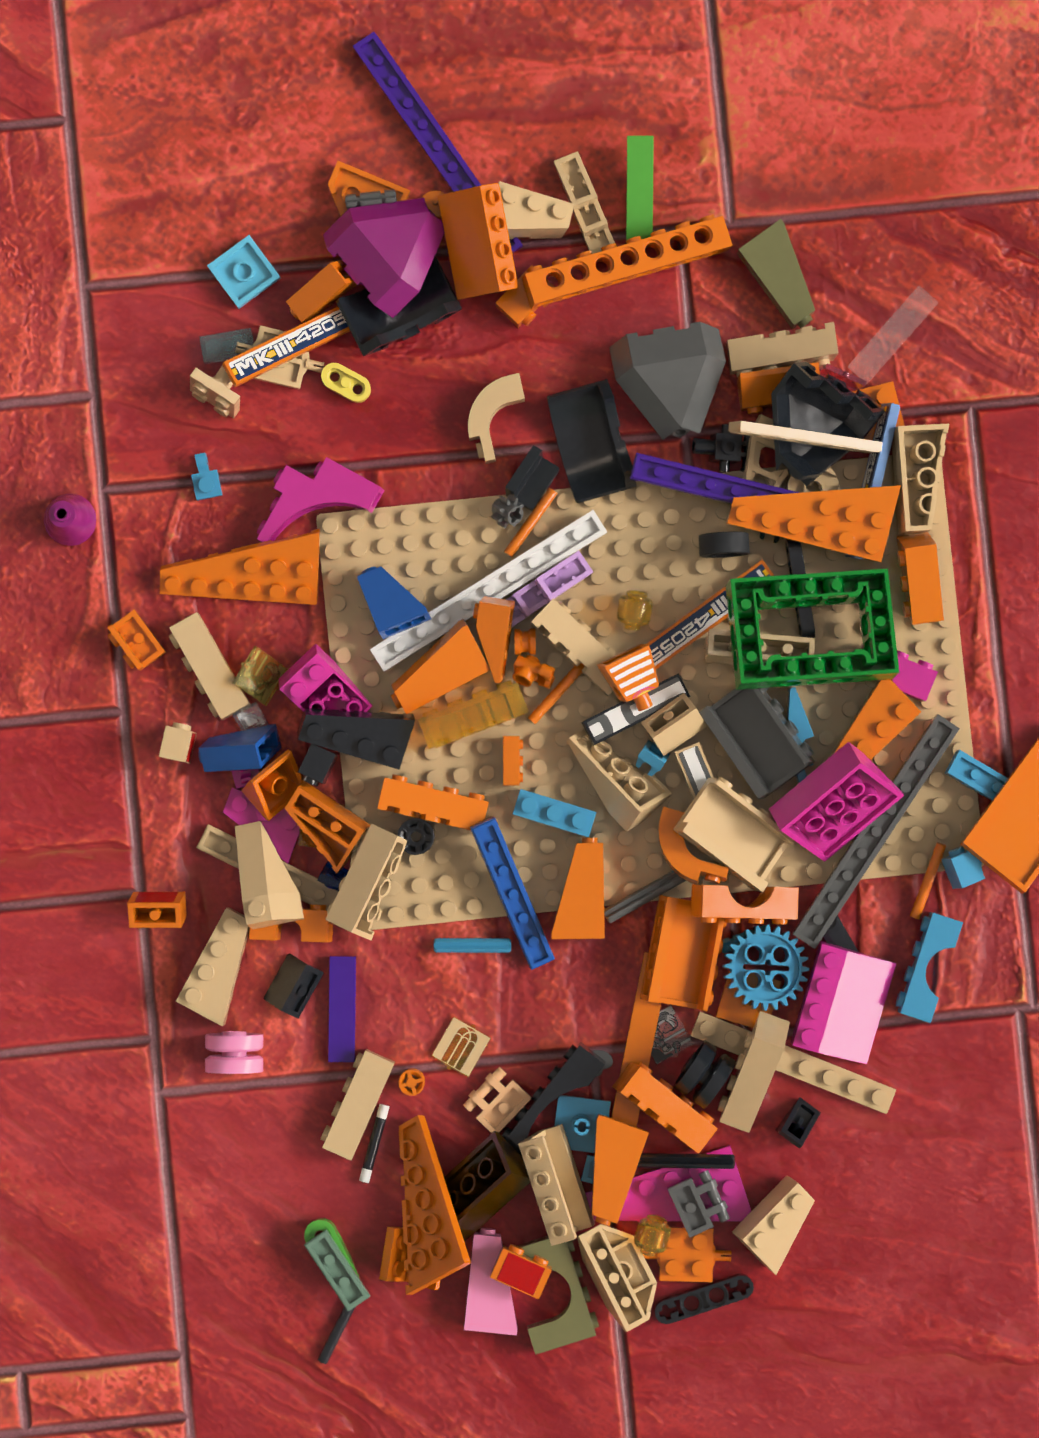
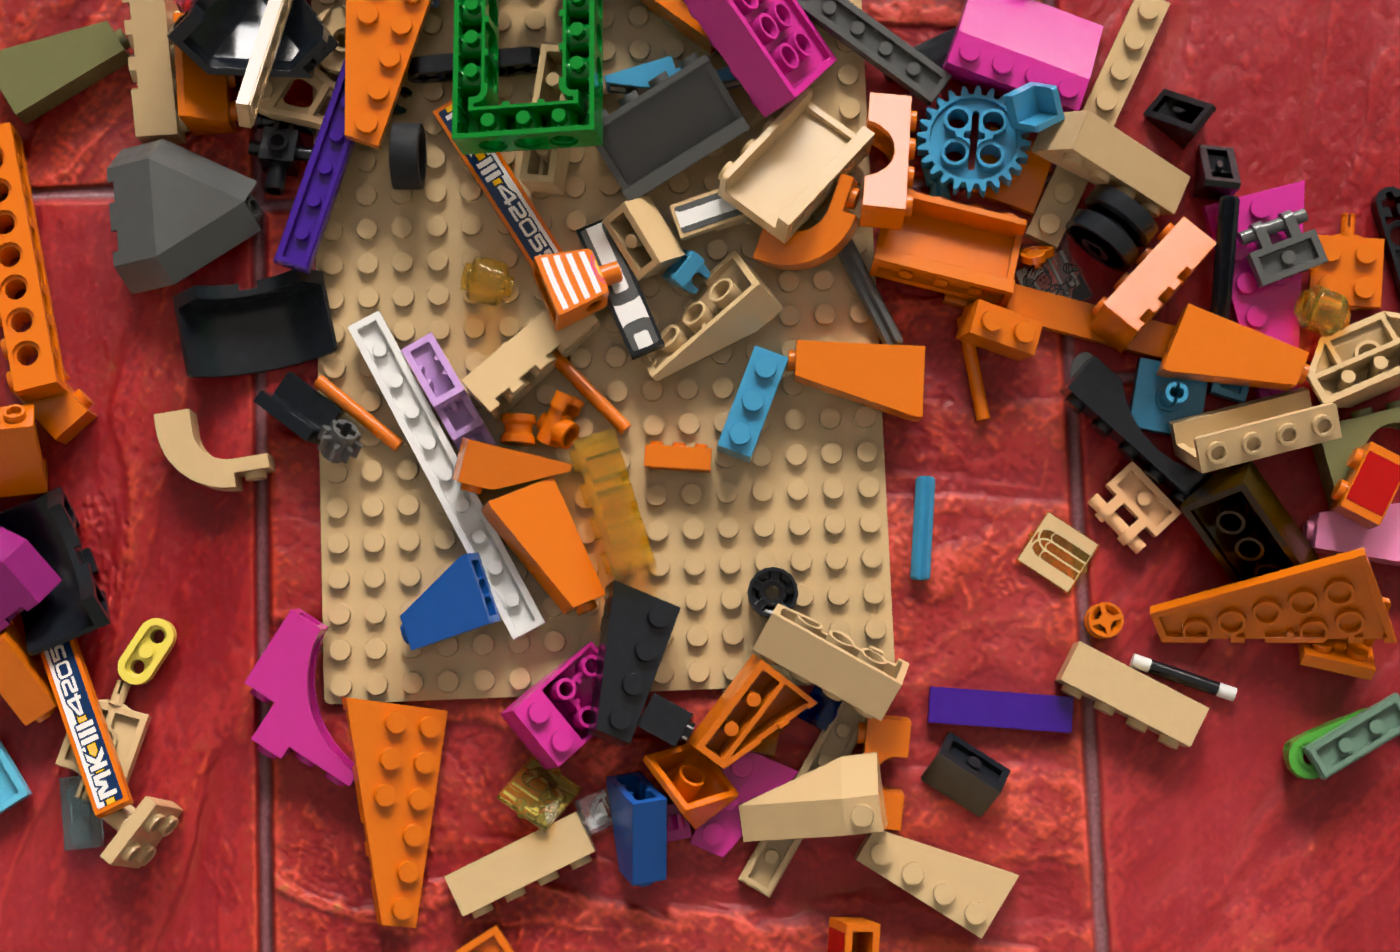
camera: 85 degrees left, 5 degrees down
(178, 743) = (623, 913): tan brick -> none
(206, 482) = (266, 853): dark azure plate -> none
(234, 1051) = (1056, 861): bright pink wheel -> none
(432, 804) = (731, 565): orange wedge -> none
(512, 893) = (855, 468): blue tile -> none
(595, 977) = (975, 380): none -> orange bar
(622, 994) = (999, 330): none -> orange brick
(683, 1019) = (1036, 255): none -> orange piece
(757, 1153) = (1215, 173): none -> black slope
(775, 1223) = (1310, 150): tan wedge -> none
(789, 1010) = (1034, 107): none -> dark azure panel

